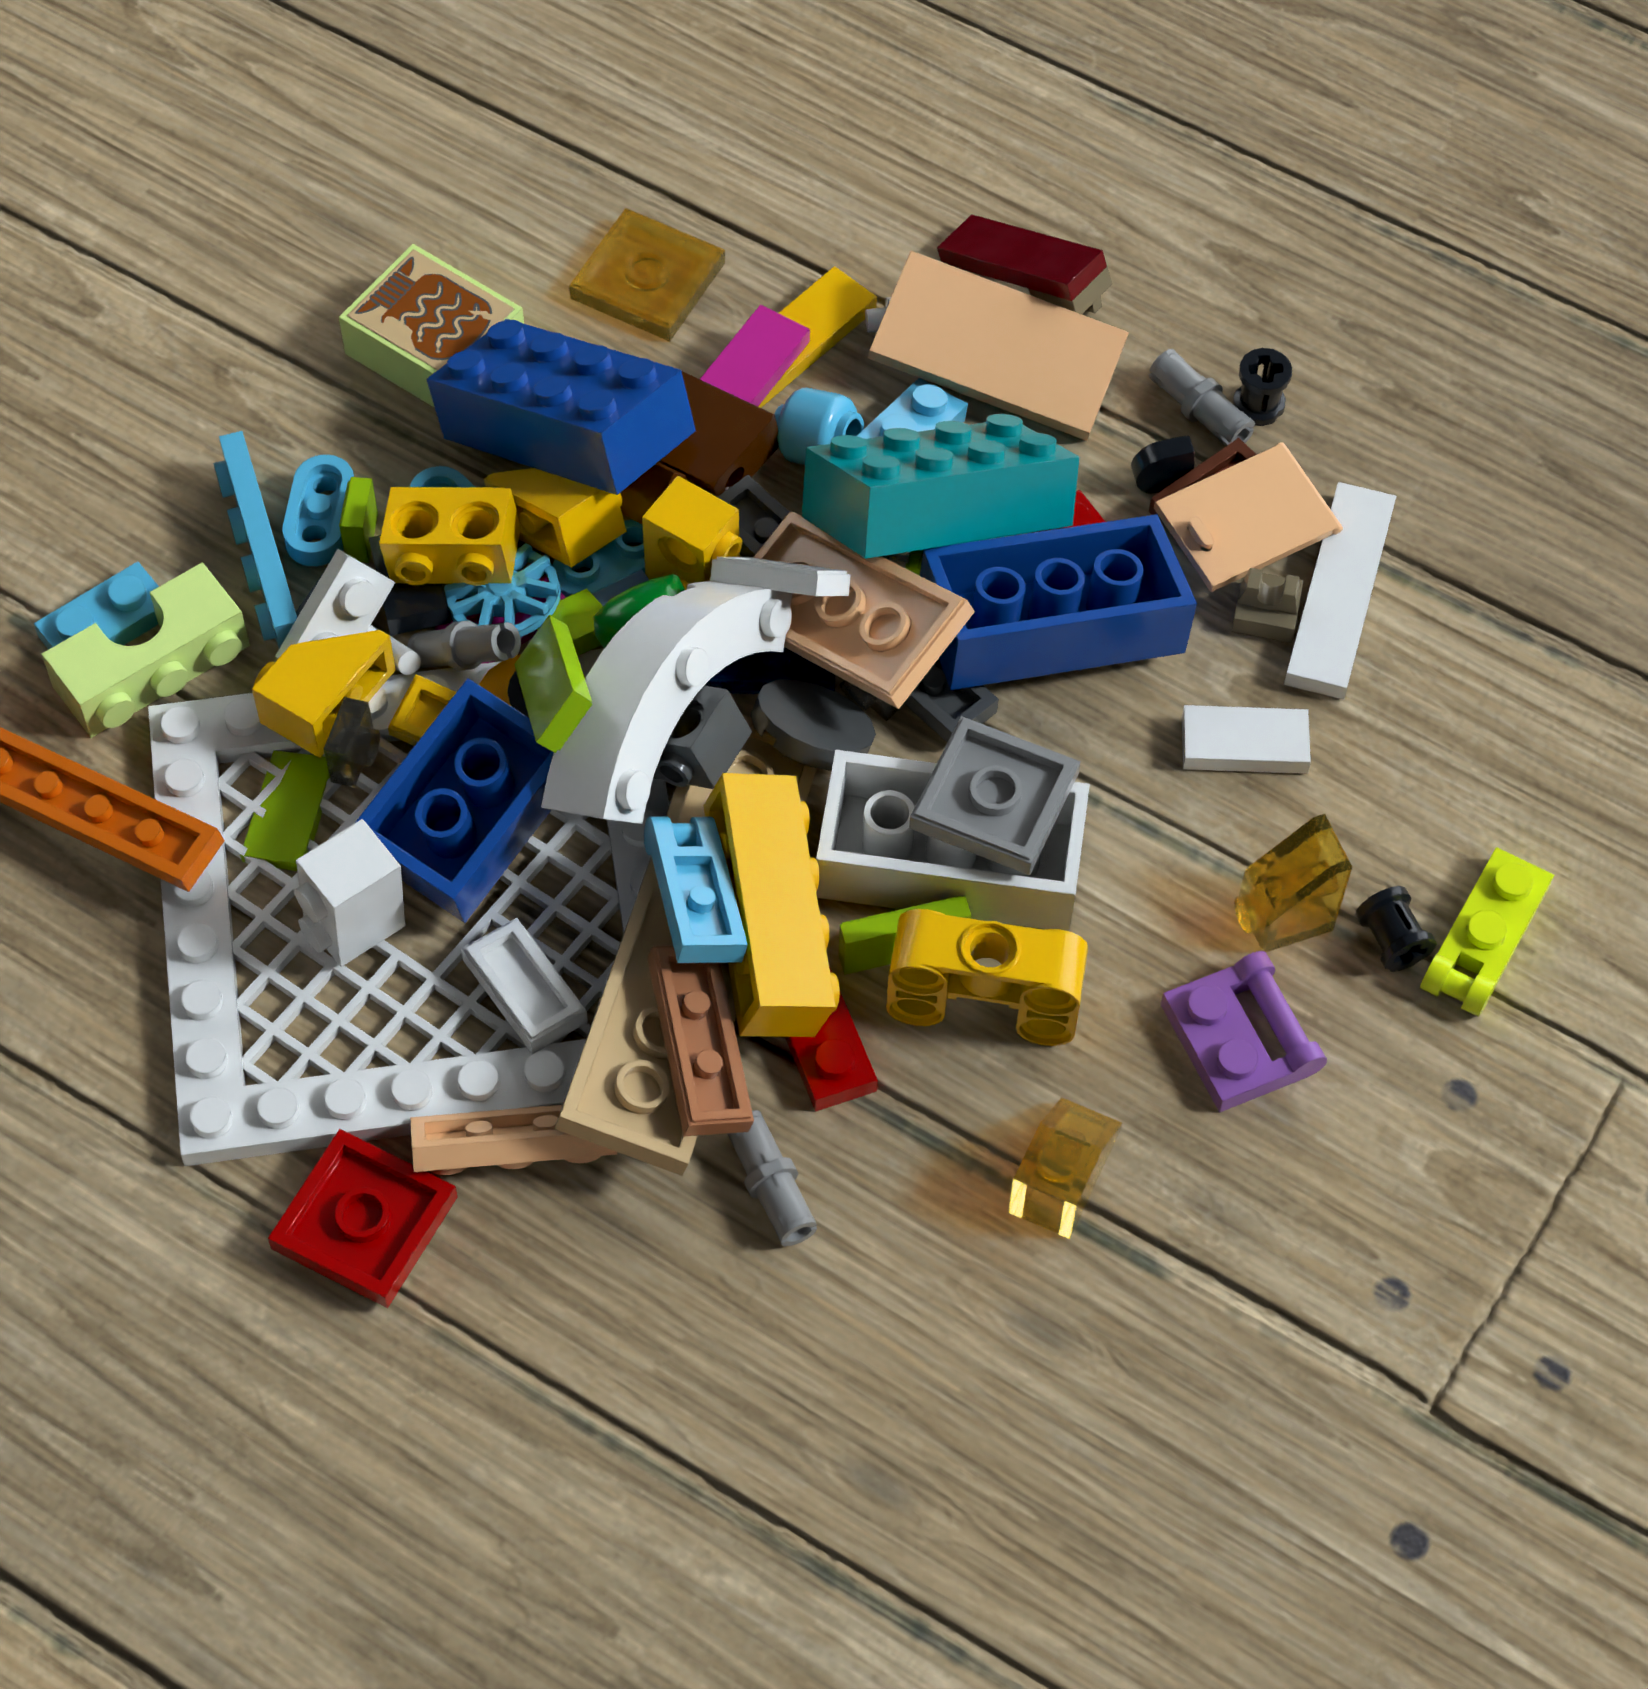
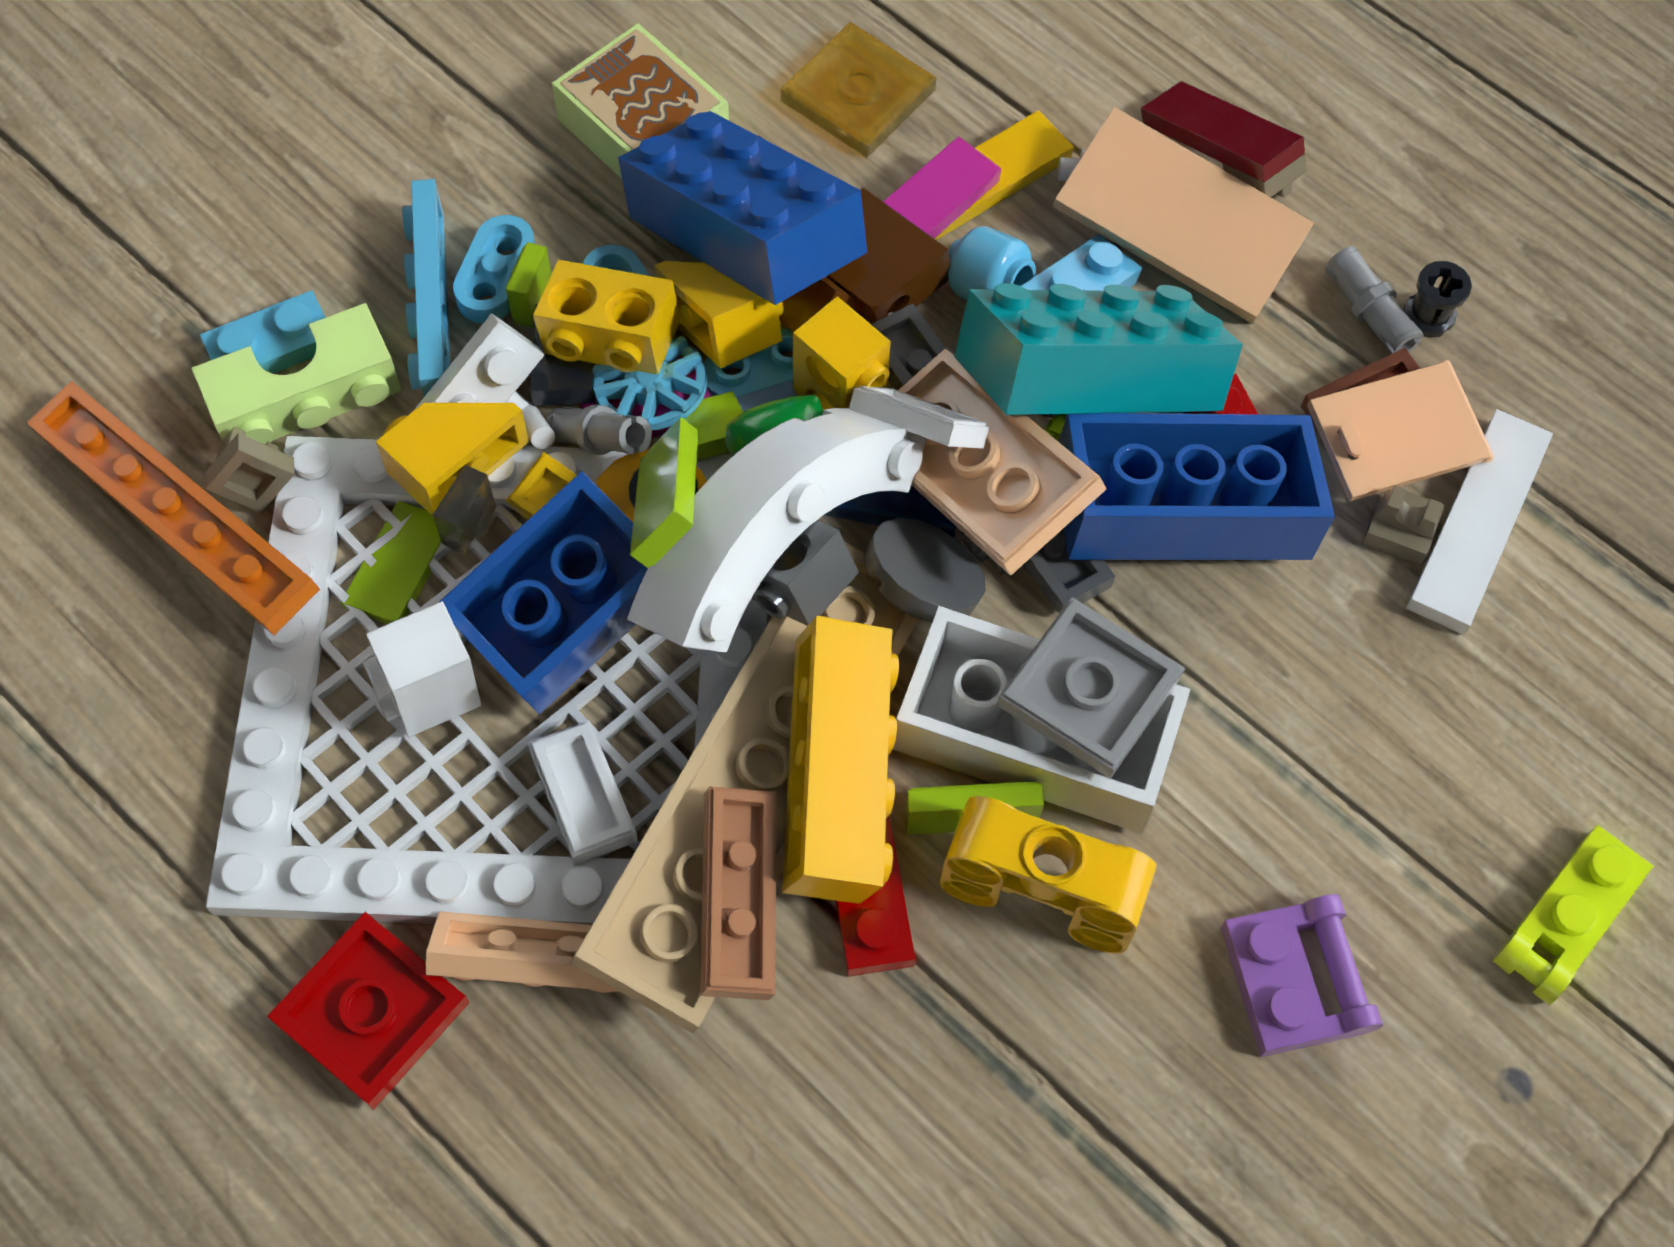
camera: 10 degrees right, 5 degrees up
(121, 743) = (248, 471): none -> dark tan tile
(696, 890) = (765, 735): medium azure plate -> none
(773, 1182) = (788, 1051): light grey pin -> none
(1062, 1166) = (1089, 1089): clear yellow slope -> none
(1162, 463) = (1324, 361): black tile -> none
(1246, 739) = (1357, 660): white tile -> none
(1295, 887) = (1383, 834): clear yellow slope -> none
(1395, 928) = (1478, 894): black bush -> none

